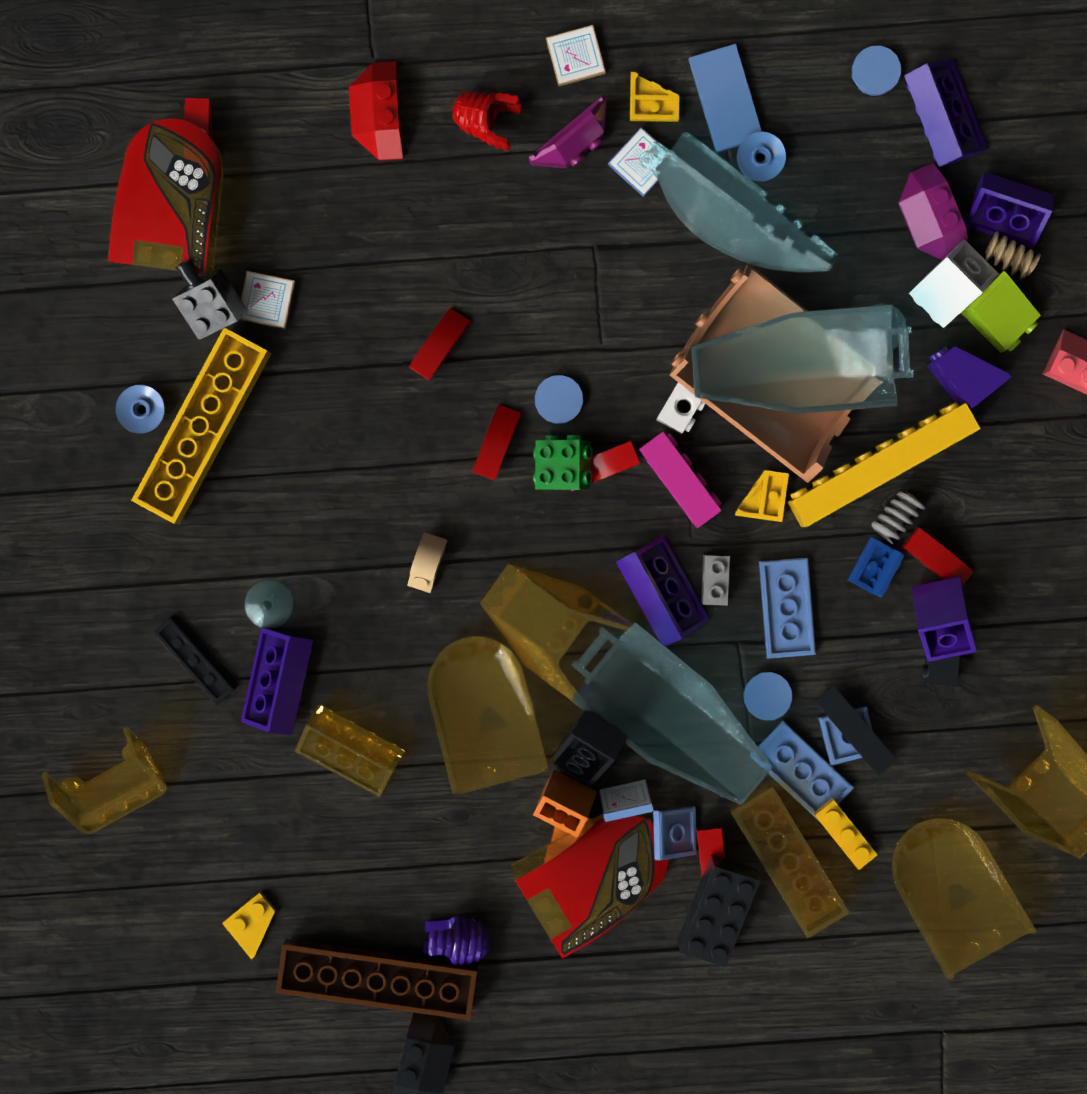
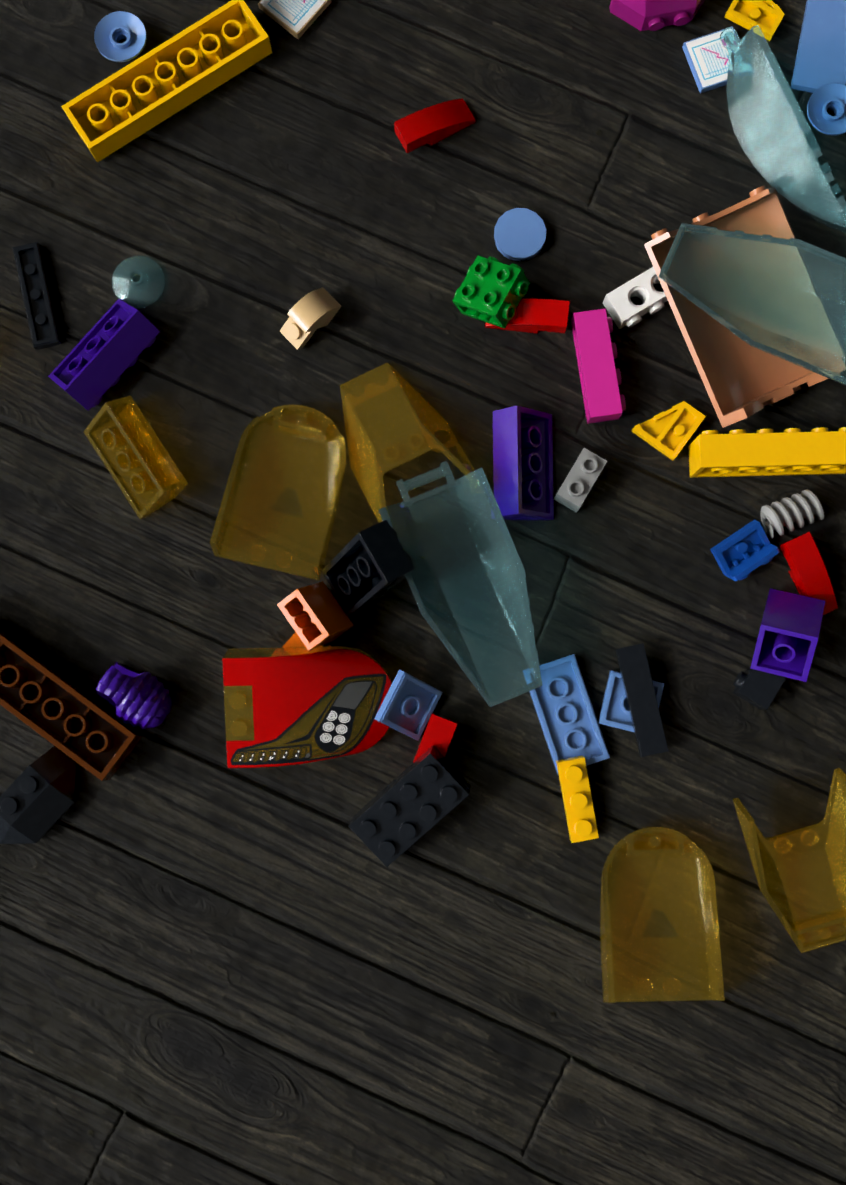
camera: 30 degrees right, 5 degrees down
(496, 442) = (437, 242): red slope -> none
(625, 800) = (376, 646): tile -> none
(767, 696) = (571, 622): medium blue tile -> none
(787, 608) = (635, 546): medium blue tile -> none
(789, 860) = (507, 795): clear yellow brick -> none

